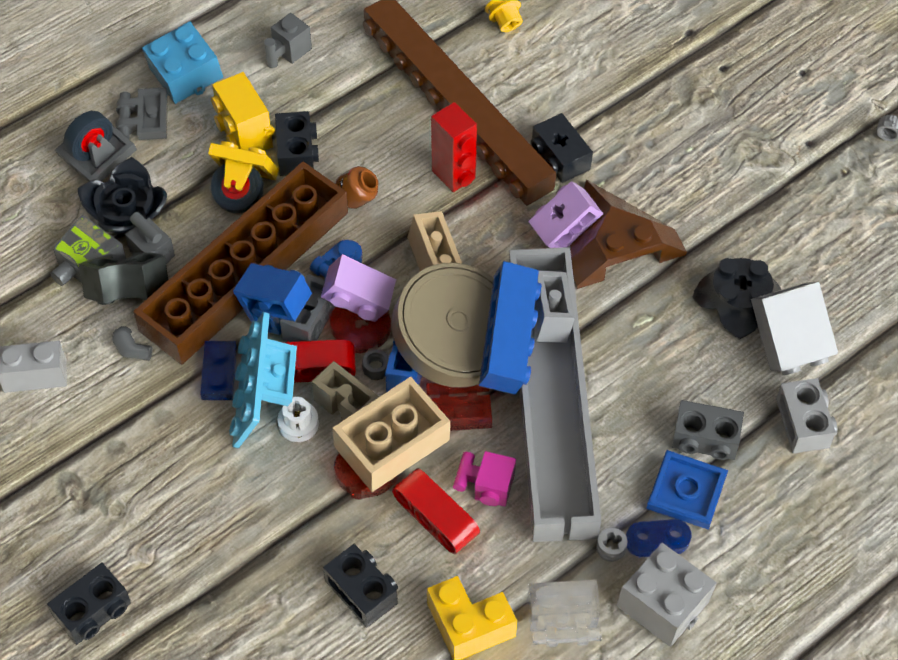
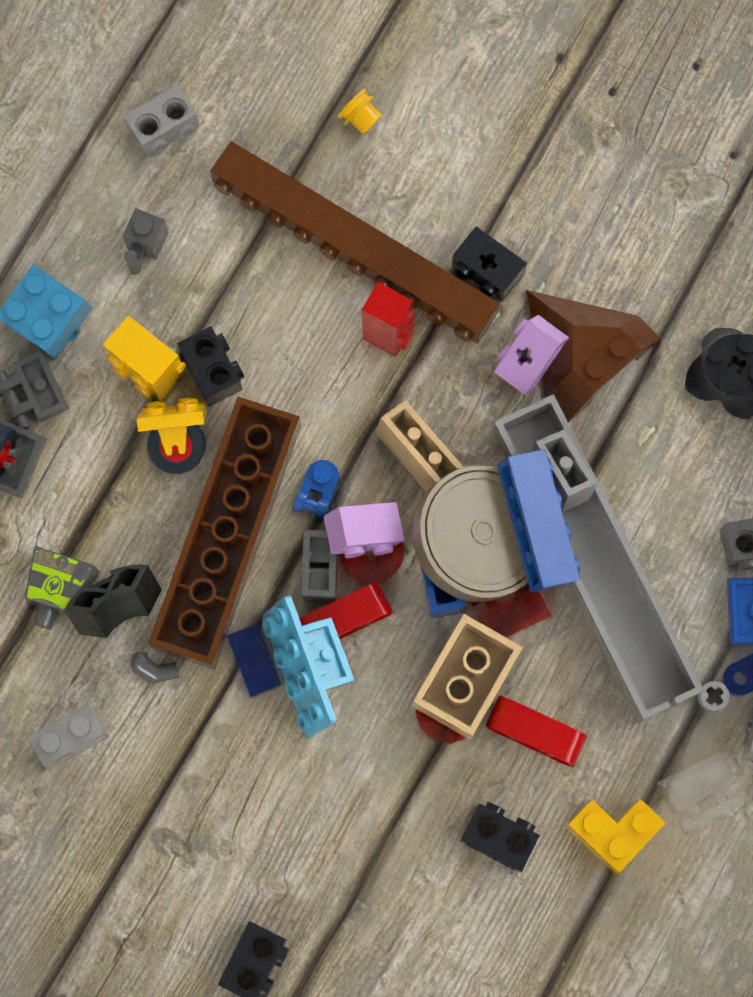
camera: 20 degrees left, 20 degrees up
(120, 197) = (60, 486): black brick -> none
(148, 238) = (118, 547): dark grey brick -> none
(274, 292) = (281, 570): blue brick -> none
(289, 418) = (372, 688): white piece -> none
(339, 390) = (393, 642): dark tan brick -> none
(360, 186) = (301, 397): dark orange head -> none
(375, 355) = (407, 582): dark grey axle -> none
(491, 479) = (576, 675): dark pink brick -> none

